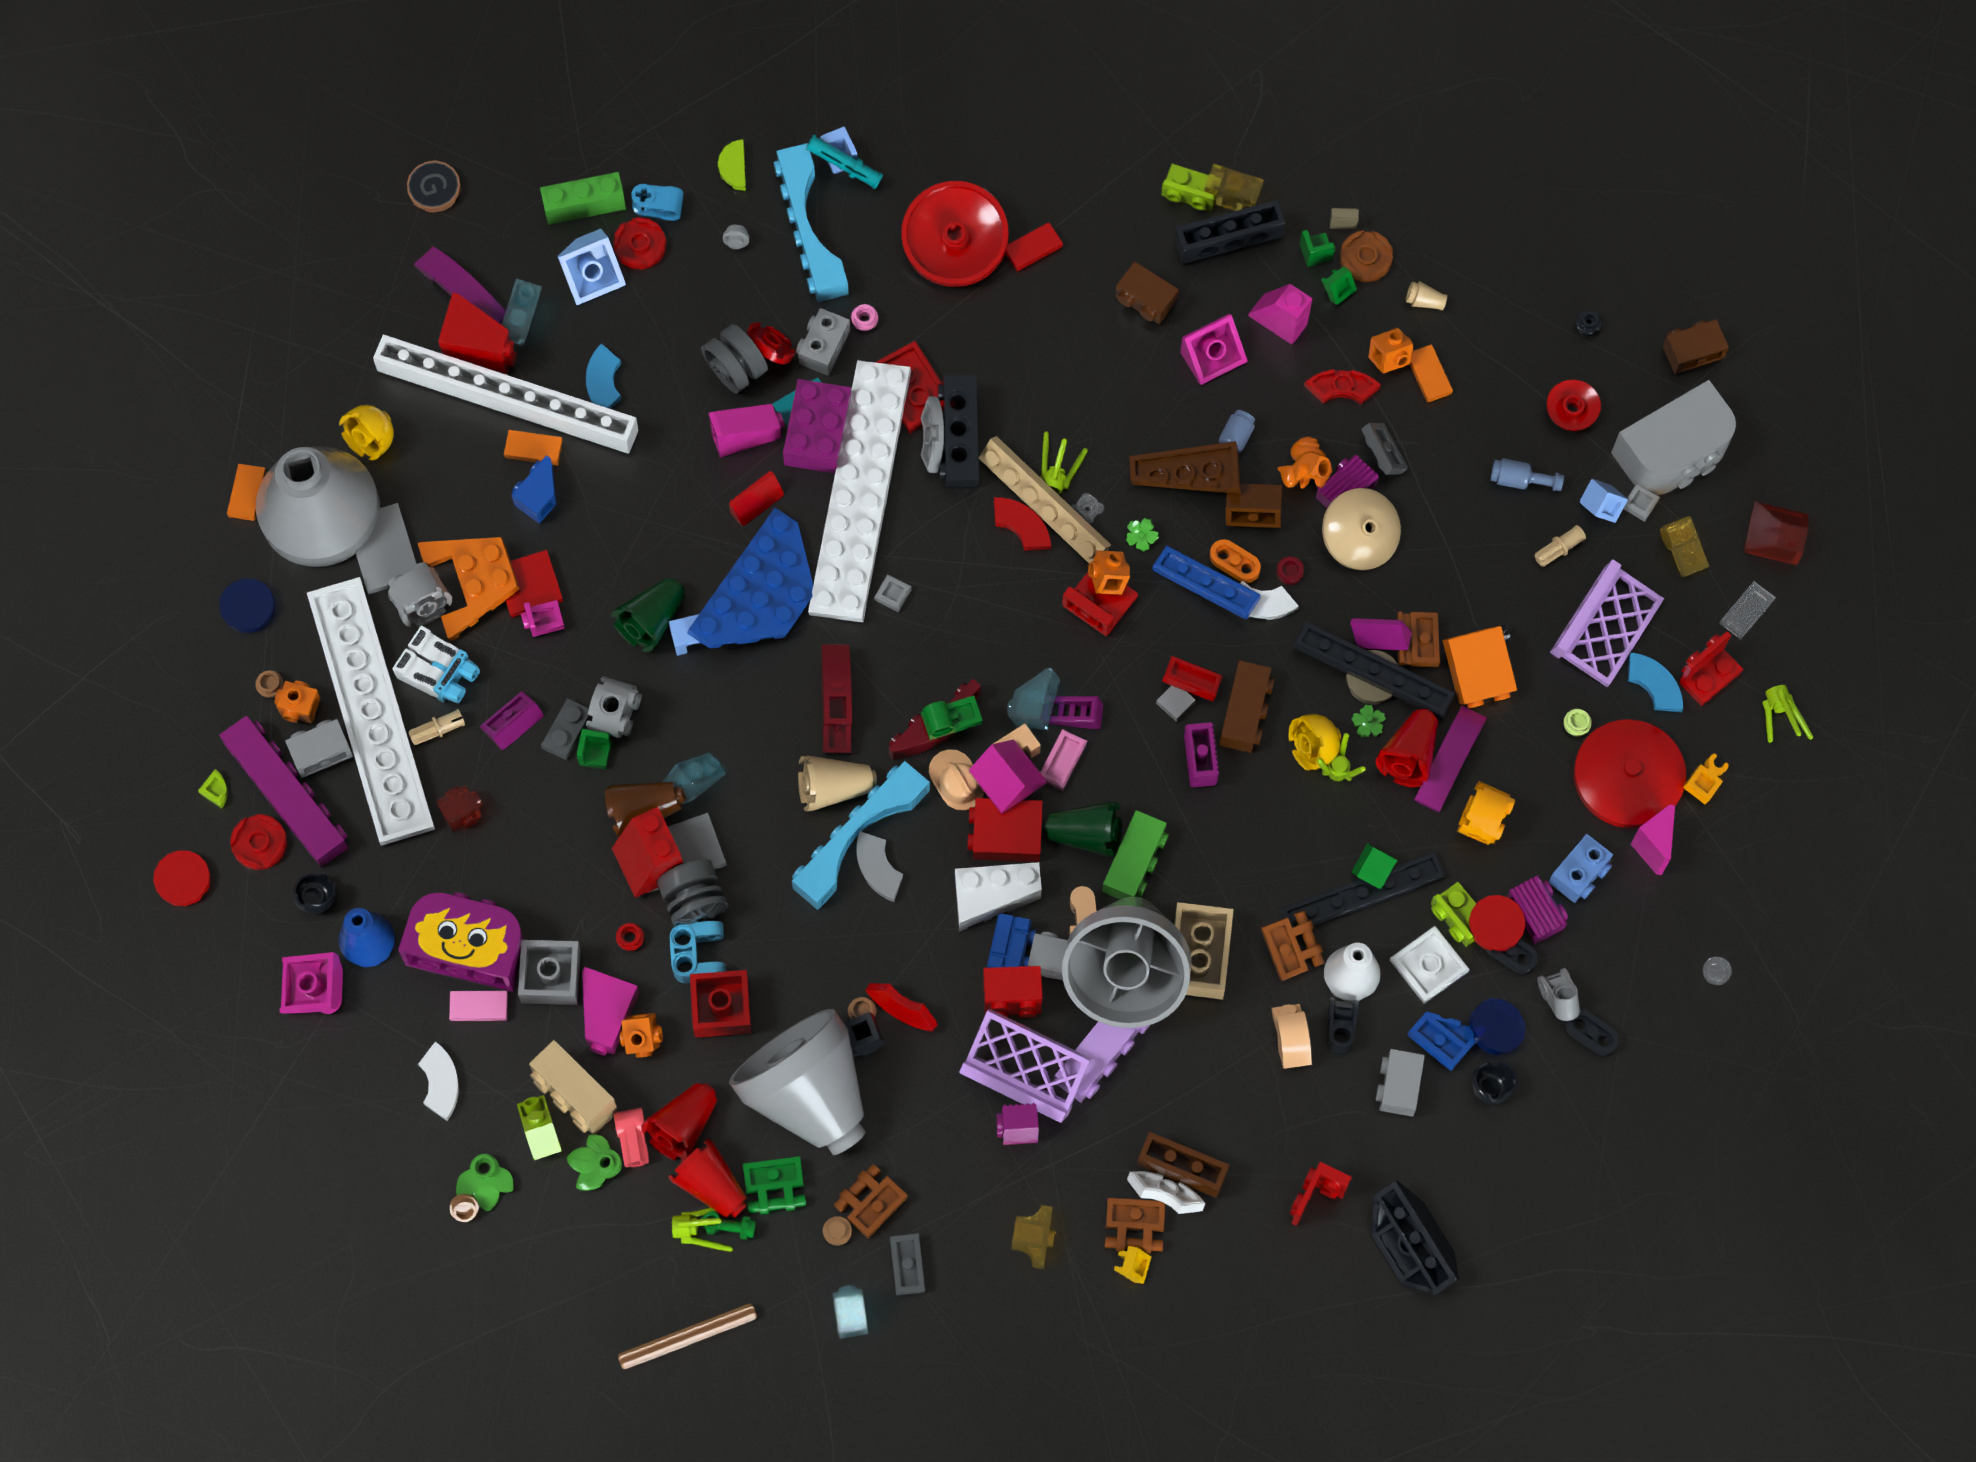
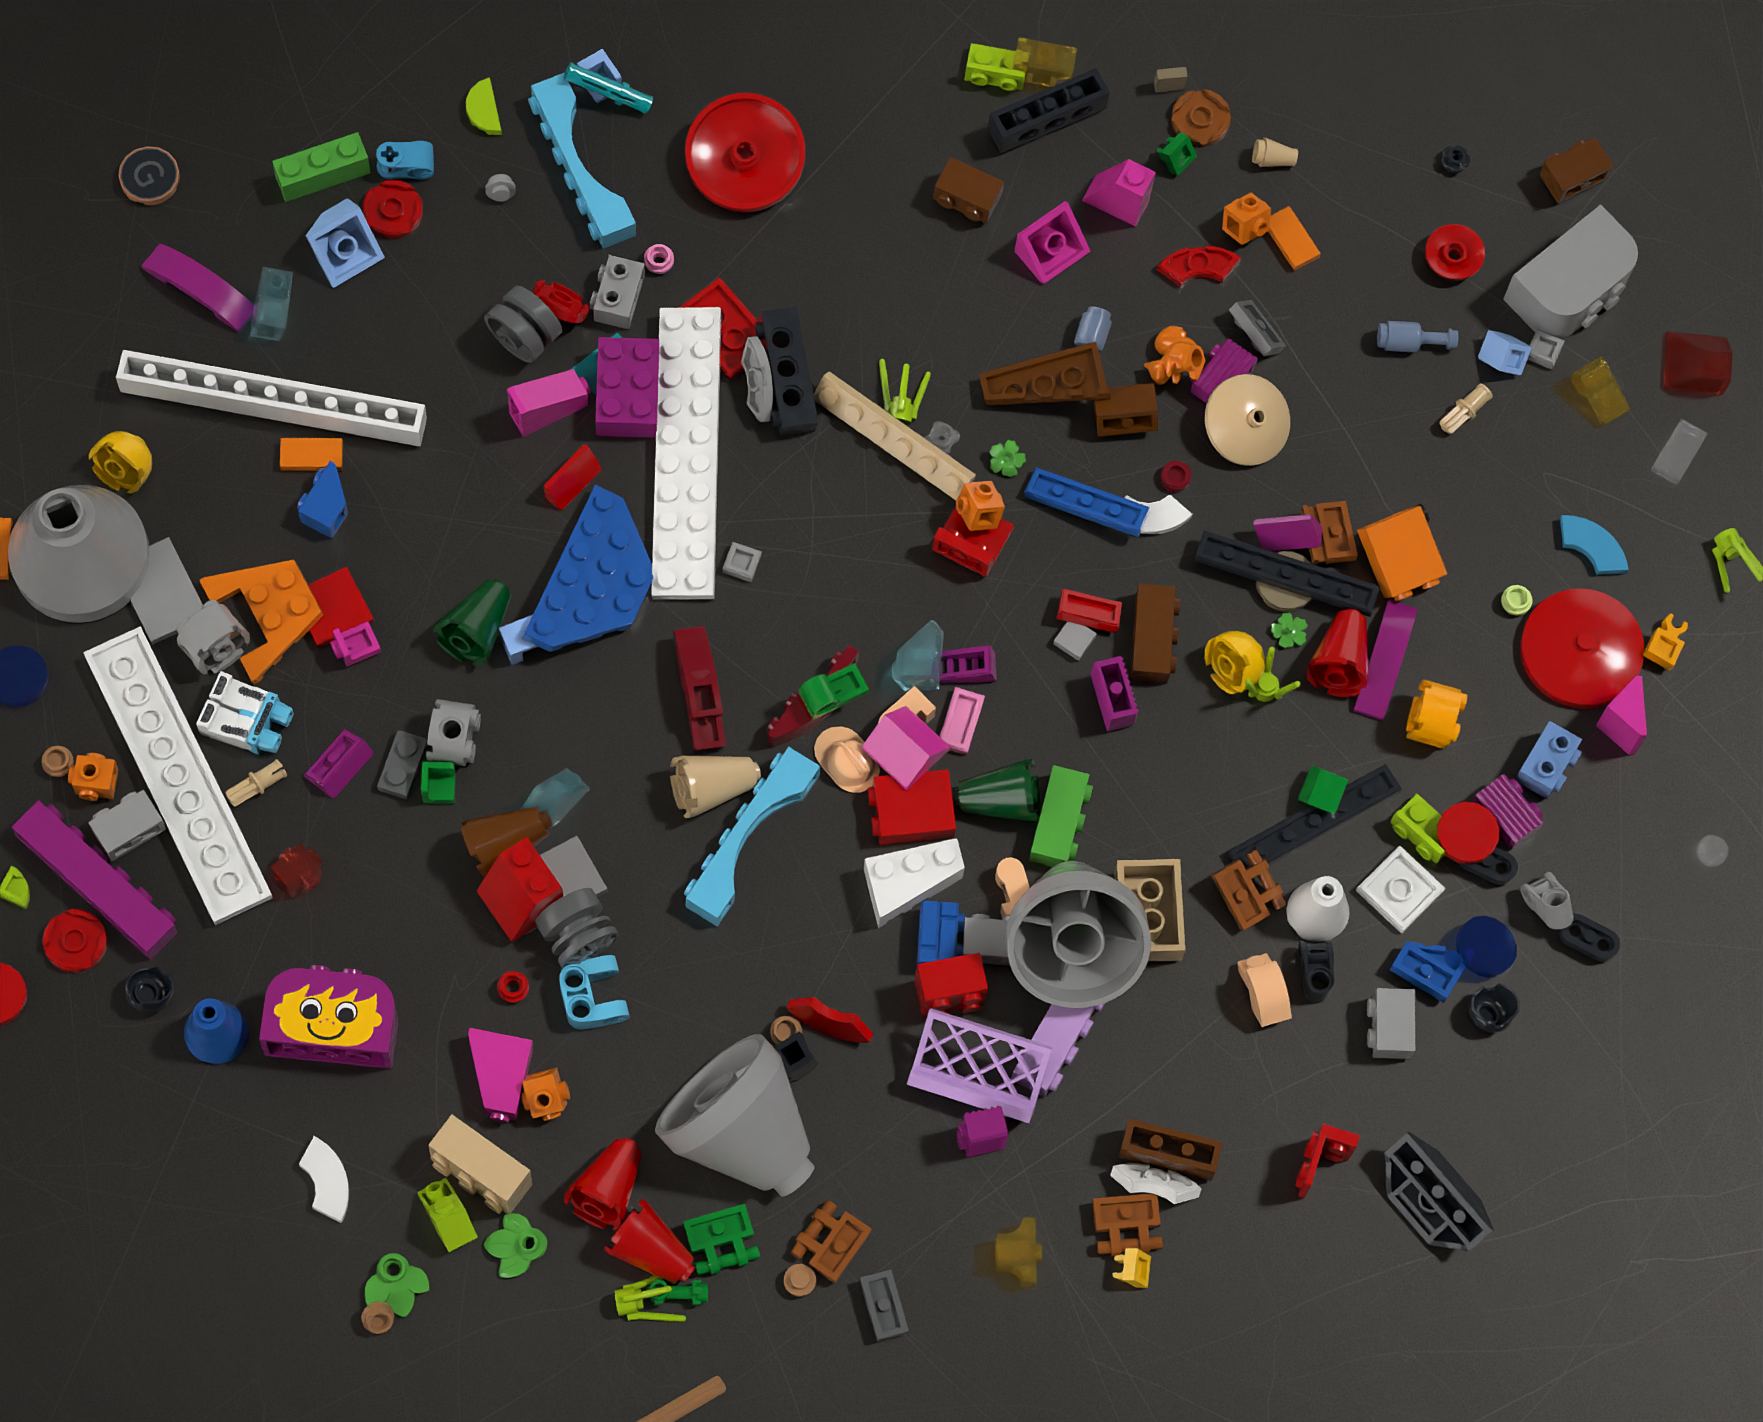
camera: 15 degrees left, 0 degrees up
(311, 983) = (163, 1091): dark pink slope -> none
(476, 337) = (228, 338): red slope -> none
(478, 1005) = (355, 1089): bright pink tile -> none
(549, 972) = (431, 1039): light grey brick -> none
(601, 376) = (374, 365): dark azure tile -> none
(632, 1139) = (549, 1202): coral piece -> none
(720, 1003) = (628, 1046): red brick -> none
(850, 1312) = (831, 1368): clear light blue slope -> none
(876, 868) = (774, 869): light grey tile -> none
(1022, 522) = (873, 463): red tile -> none
(1033, 246) = (833, 155): red tile -> none
(1237, 559) = (1115, 472): orange plate -> none
(1316, 248) = (1145, 116): green panel -> none
(1587, 610) = (1505, 482): lavender fence -> none
(1710, 670) = (1650, 523): red bracket -> none

